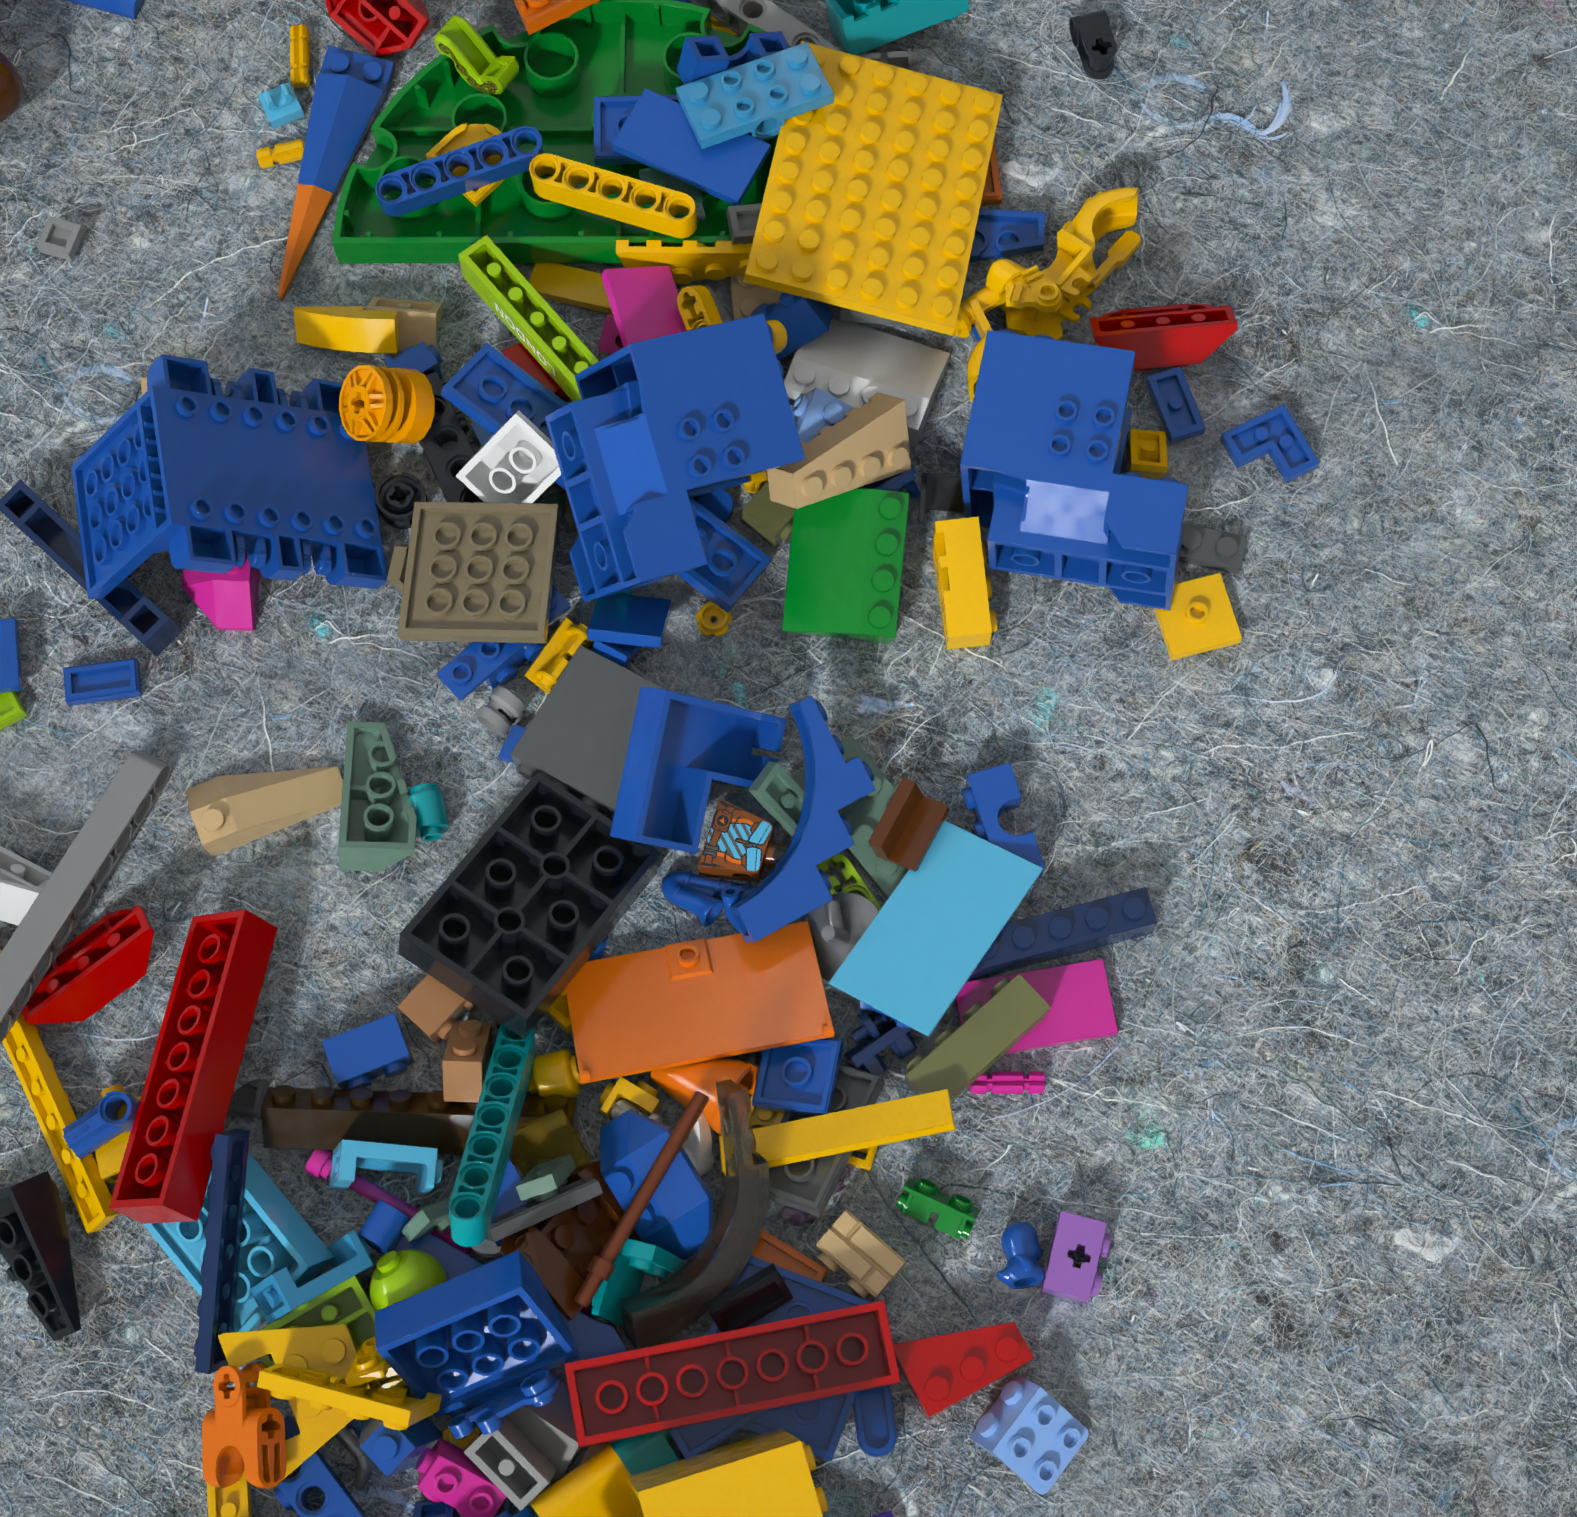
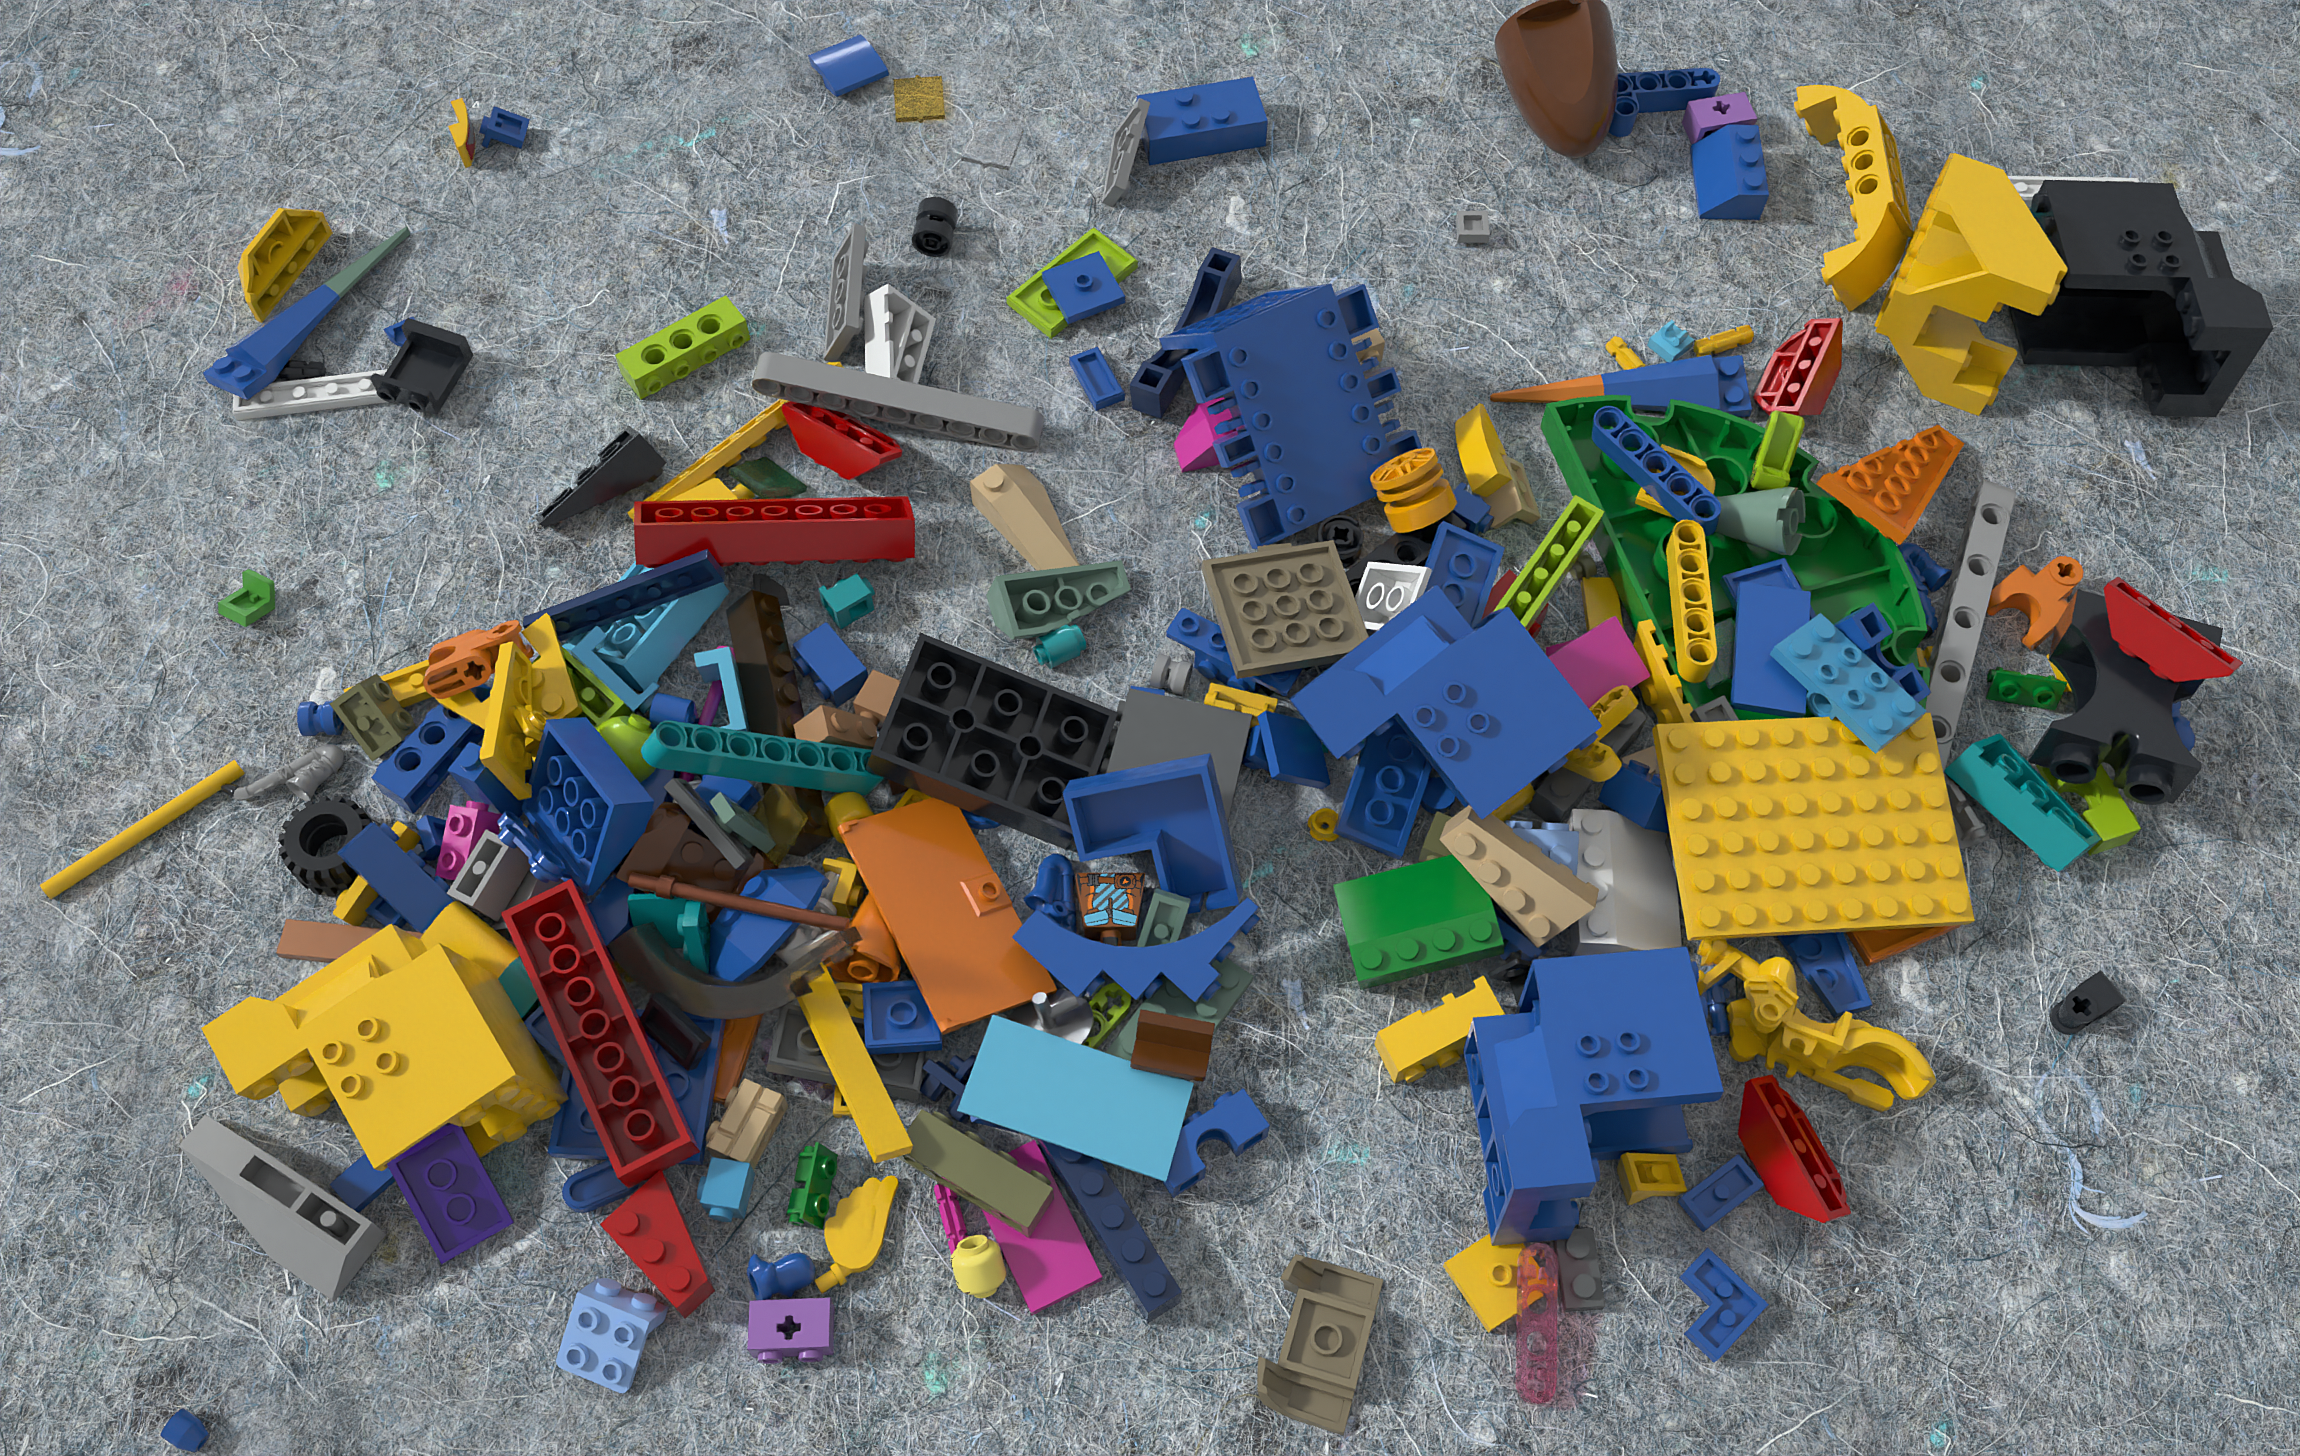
camera: 70 degrees right, 10 degrees down
(100, 1124) = (707, 480): blue piece -> none
(107, 1065) = (767, 479): none -> clear green piece
(293, 1015) = (848, 600): none -> teal brick
(546, 97) = (1764, 518): none -> sand green cone
(922, 1289) = (726, 1189): none -> dark azure brick
(992, 1175) = (857, 1230): none -> yellow animal
(1065, 1067) = (978, 1266): none -> light yellow head
(1214, 782) = (1321, 1343): none -> dark tan piece
(1247, 602) = (1542, 1323): none -> clear pink beam

